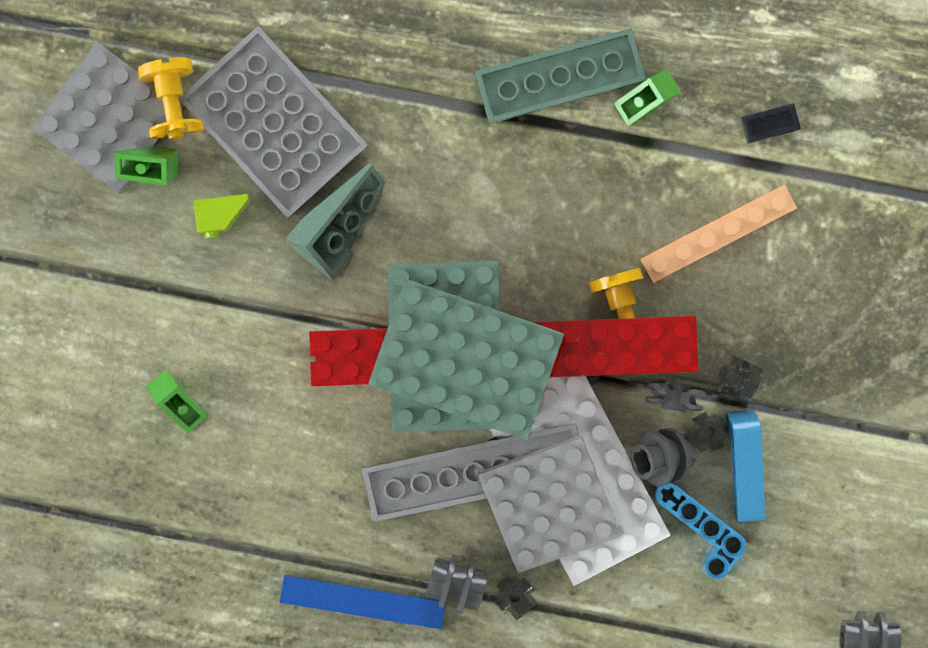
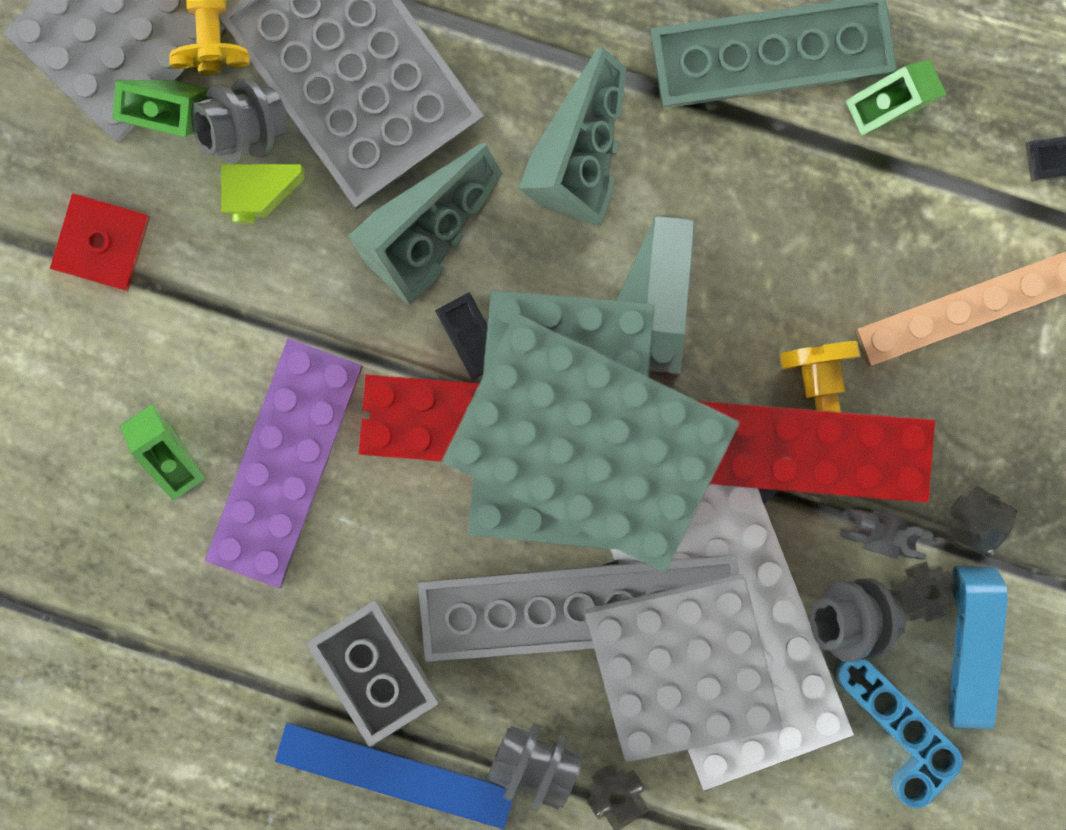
camera: 10 degrees right, 0 degrees up
(115, 263) = (100, 242): none -> red plate
(201, 169) = (239, 121): none -> dark grey piece
(260, 398) = (283, 463): none -> medium lavender plate
(339, 532) = (373, 672): none -> light grey brick
(374, 293) = (466, 331): none -> black plate
(433, 164) = (573, 156): none -> sand green wedge
(503, 243) = (662, 279): none -> sand green wedge

